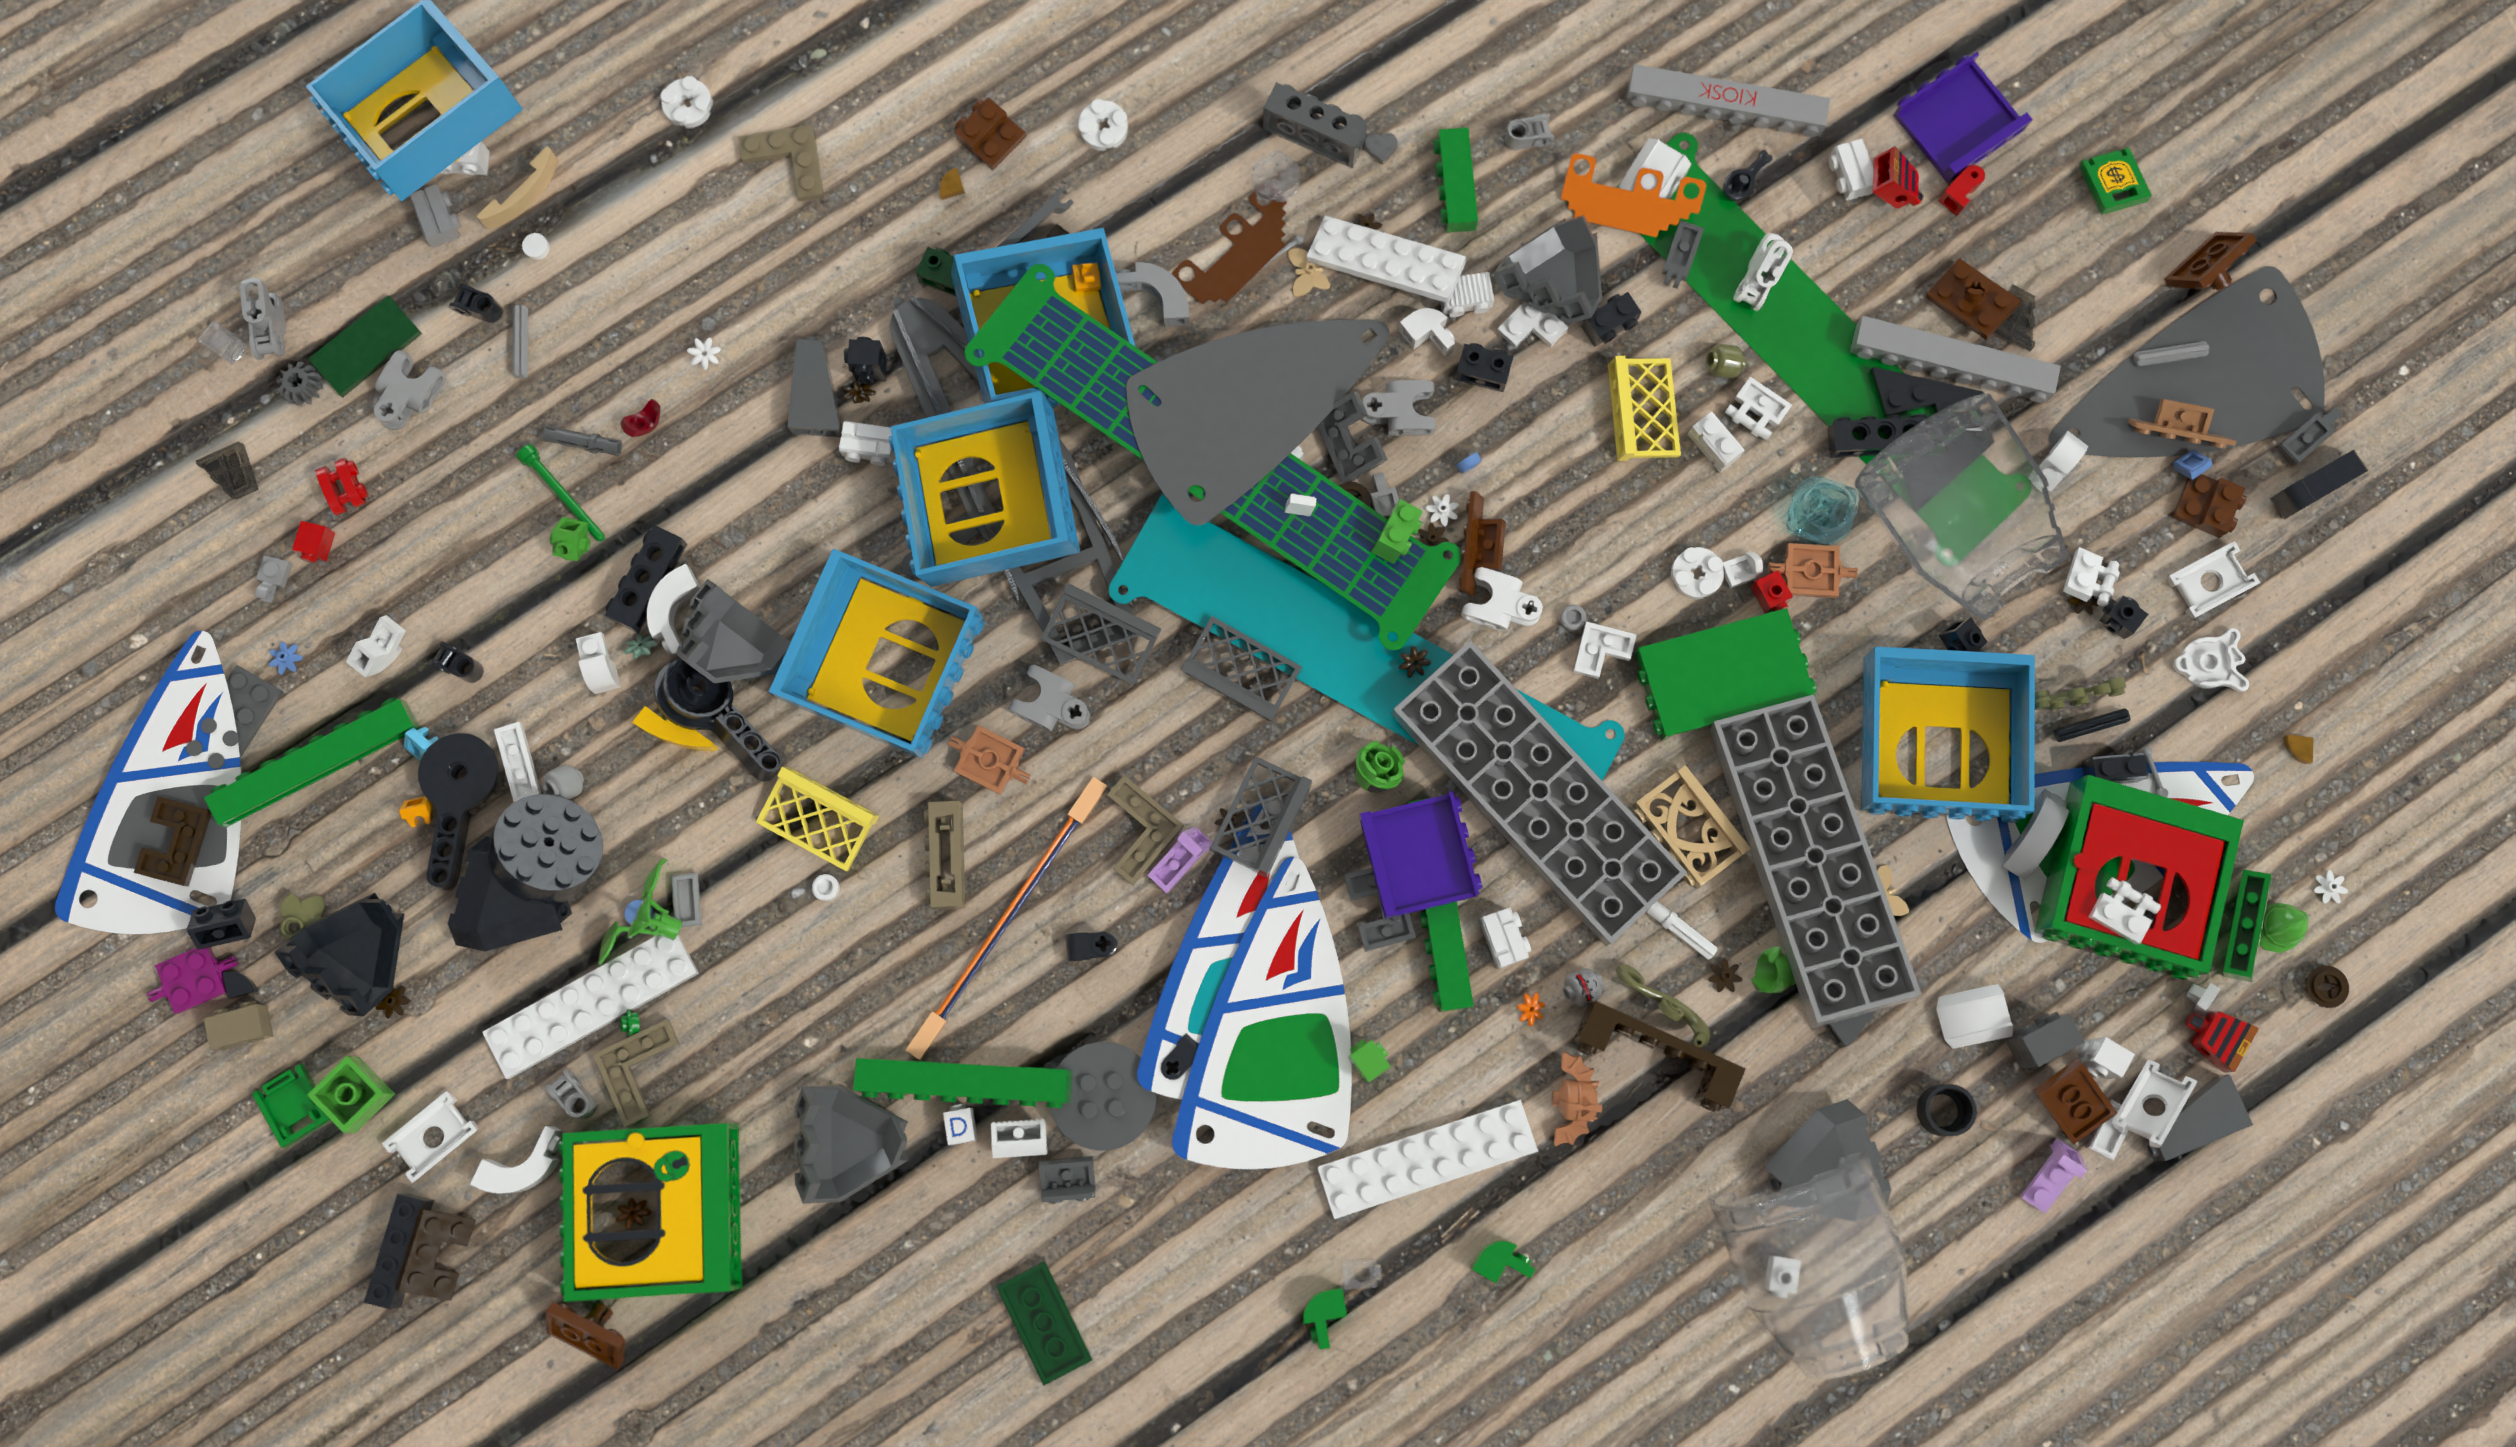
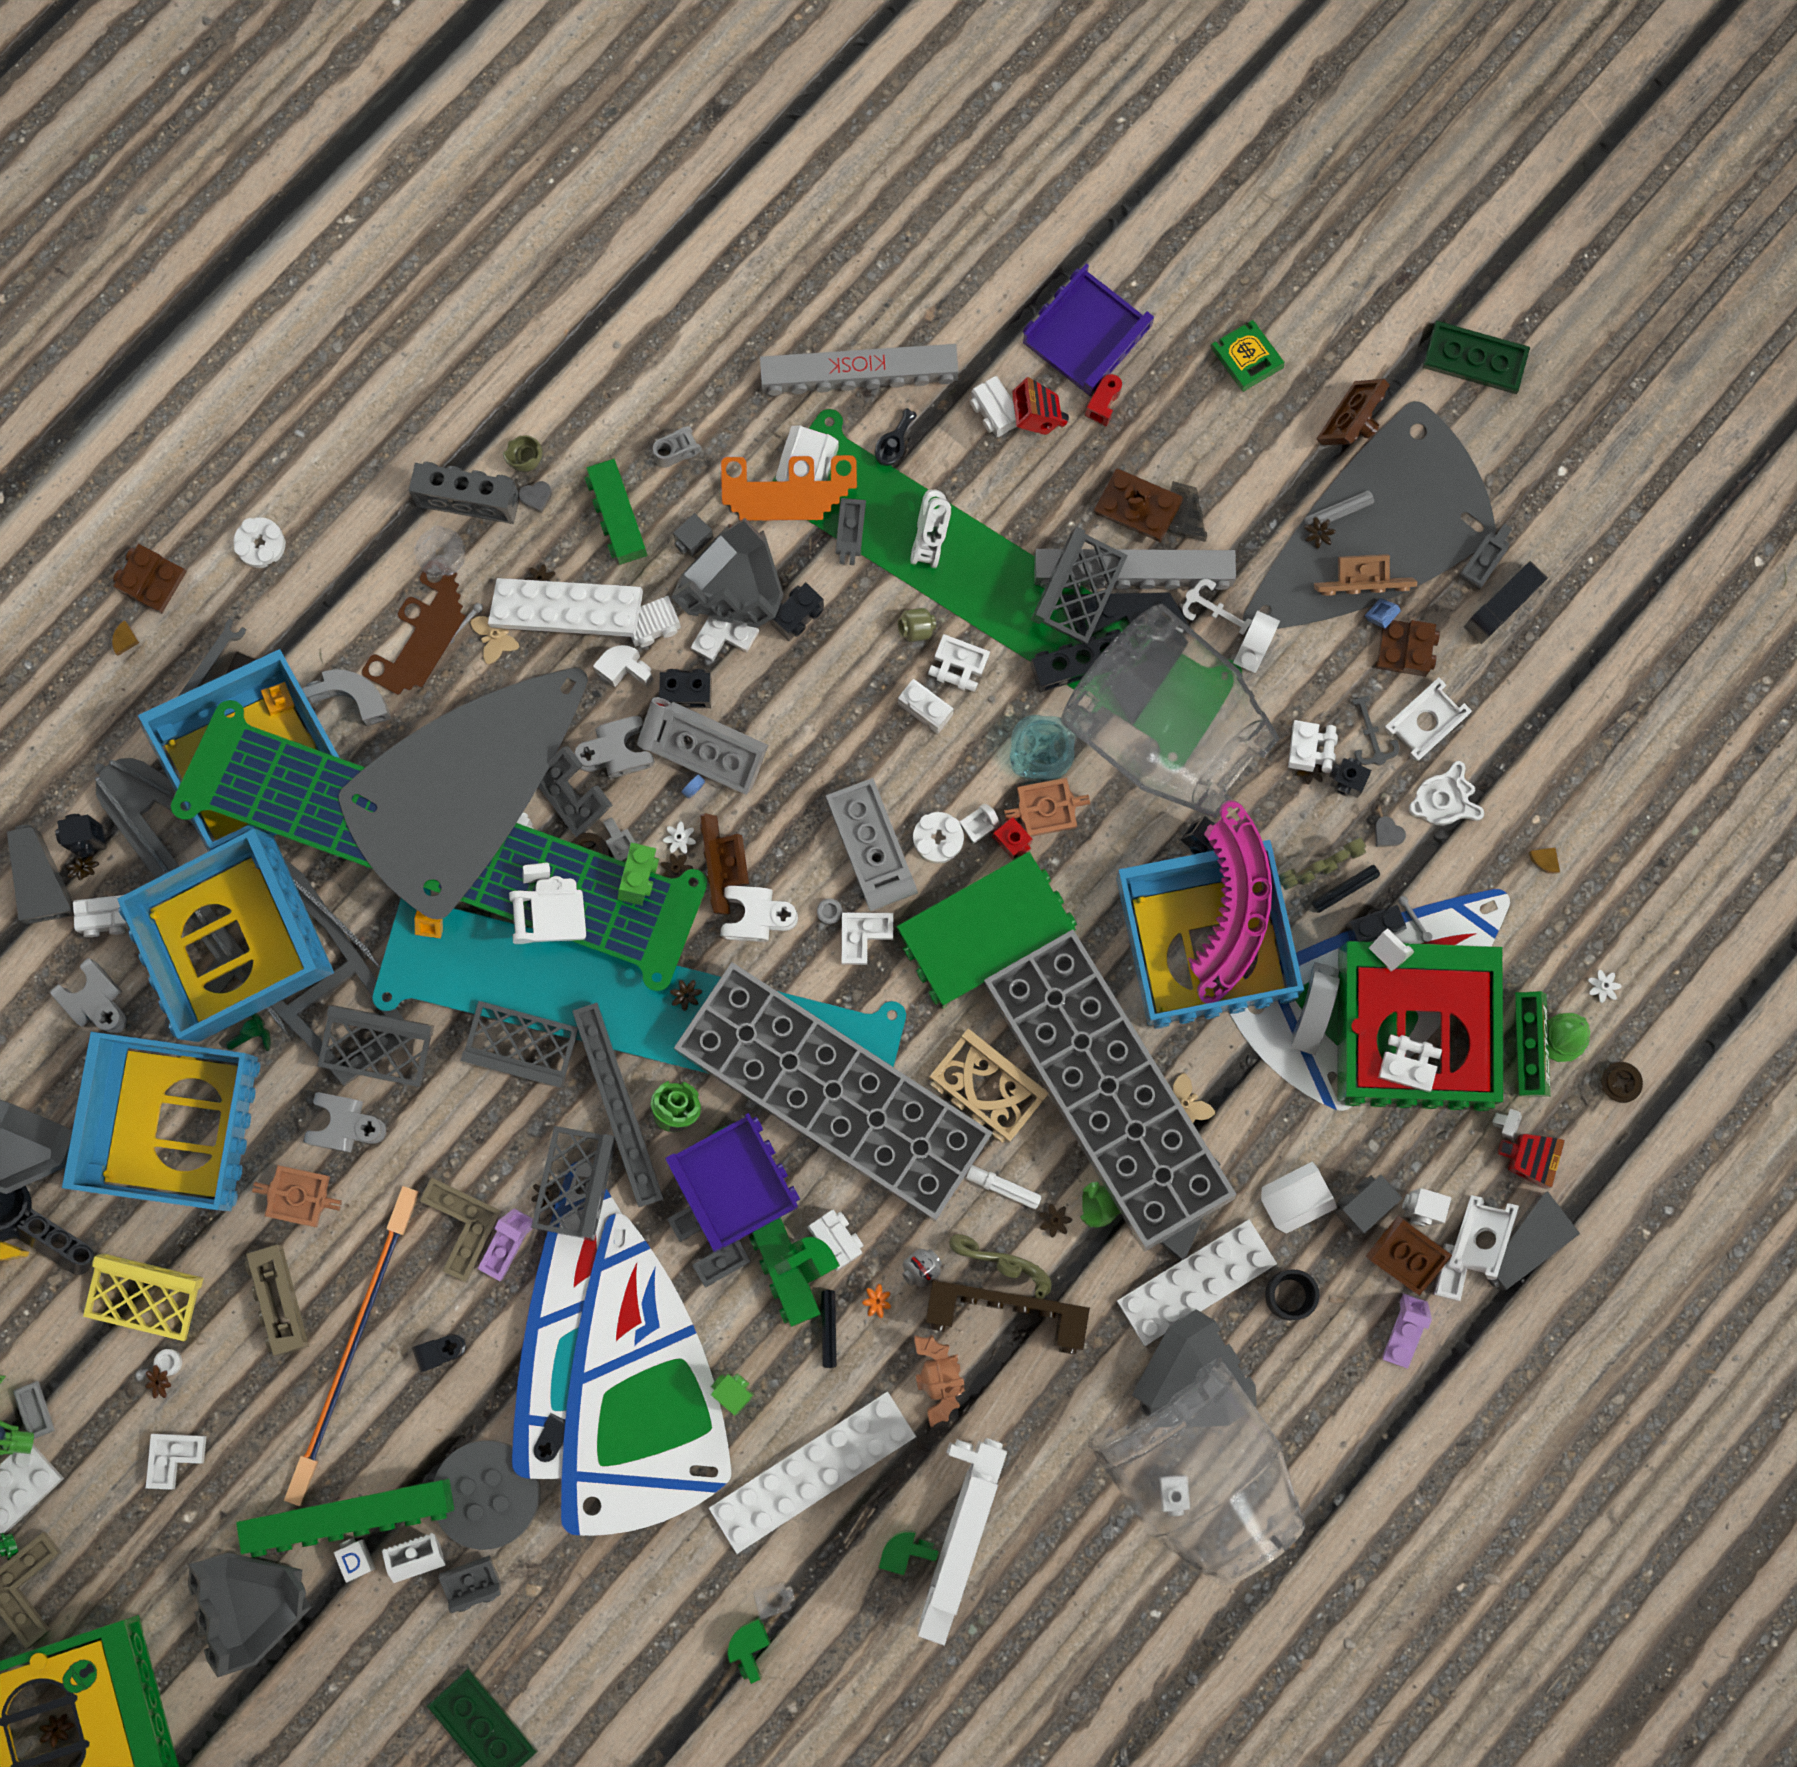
camera: 15 degrees left, 0 degrees up
(805, 973) = (166, 1452): none -> white plate
(812, 904) = (158, 1382): none -> reddish brown plant
(839, 522) = (94, 1000): none -> light grey piece
(936, 270) = (126, 727): dark green brick -> none
(983, 588) = (249, 1030): none -> dark green plant
(1181, 530) = (428, 927): none -> light orange tile
(1309, 546) = (555, 912): none -> white piece
(1322, 751) = (618, 1105): none -> dark grey plate
(1379, 102) = (523, 453): none -> olive hair
(1476, 1023) = (829, 1350): none -> black axle
(1479, 948) = (811, 1256): none -> green brick
(1498, 434) = (714, 748): none -> light grey hinge
(1525, 221) = (692, 535): none -> dark grey brick
(1568, 1258) = (962, 1536): none -> white panel
(1623, 413) = (829, 696): light yellow fence -> none
(1627, 550) = (868, 833): none -> light grey hinge
(1852, 1072) = (1196, 1282): none -> white plate
(1886, 343) = (1058, 581): none -> dark grey fence
(2004, 671) = (1243, 864): none -> dark pink gear
(2007, 400) = (1193, 595): none -> white piece
(2132, 793) = (1390, 950): none -> white tile
(2141, 371) = (1319, 537): none -> dark brown plant
(2146, 681) = (1388, 833): none -> flat silver tile
(2154, 605) = (1379, 757): none -> dark grey piece
(2343, 238) = (1476, 357): none -> dark green tile

